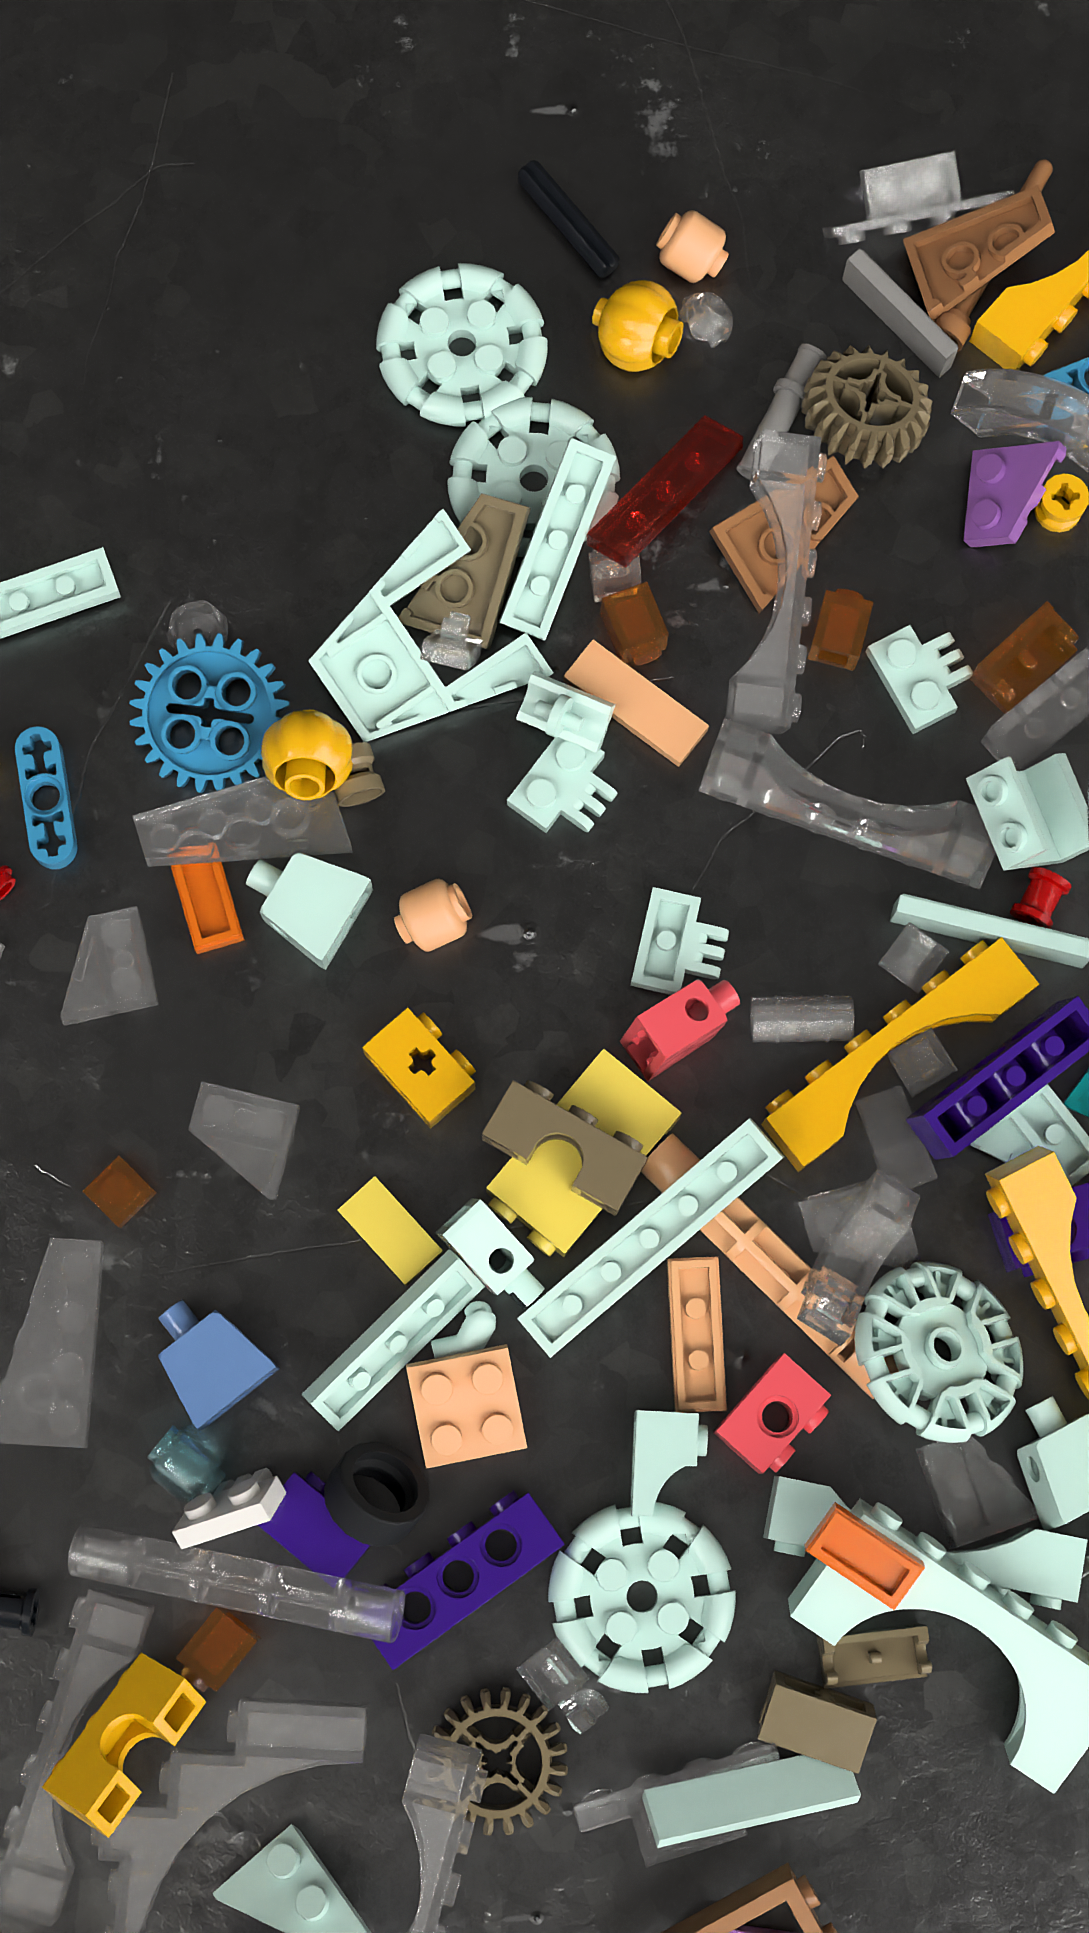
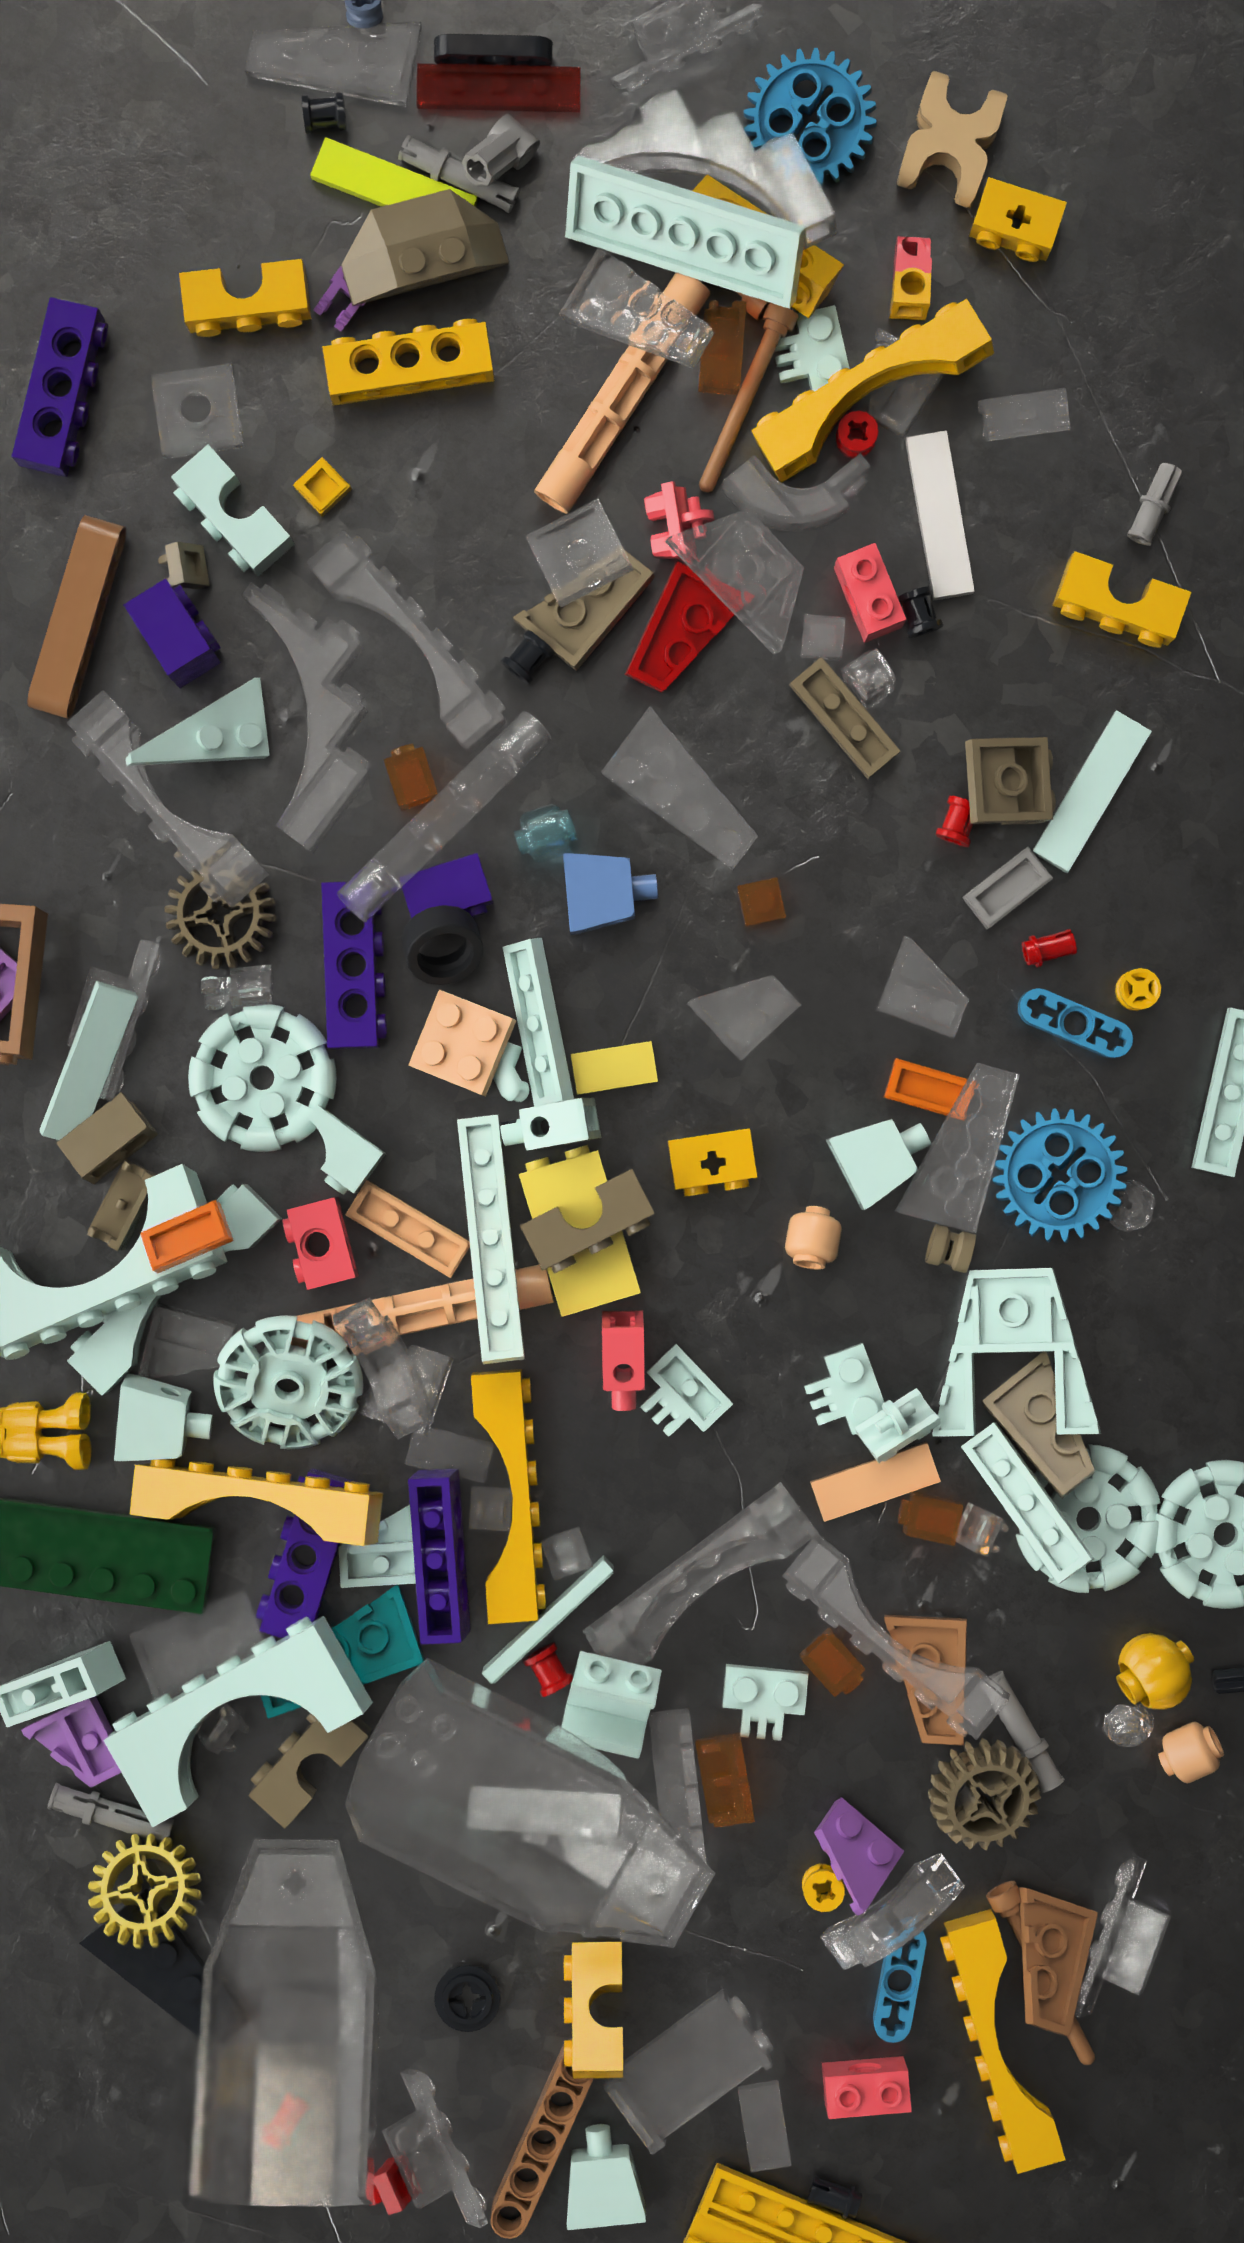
camera: 125 degrees right, 10 degrees up
(142, 1705) = (407, 706): yellow arch -> none
(230, 1509) = (495, 843): white hinge -> none
(299, 750) = (983, 1223): yellow plant -> none
(451, 645) = (997, 1376): clear tile -> none
(664, 491) = (1015, 1605): clear red tile -> none
(801, 1019) = (574, 1445): clear axle -> none
(899, 313) = (1042, 1870): light grey tile -> none

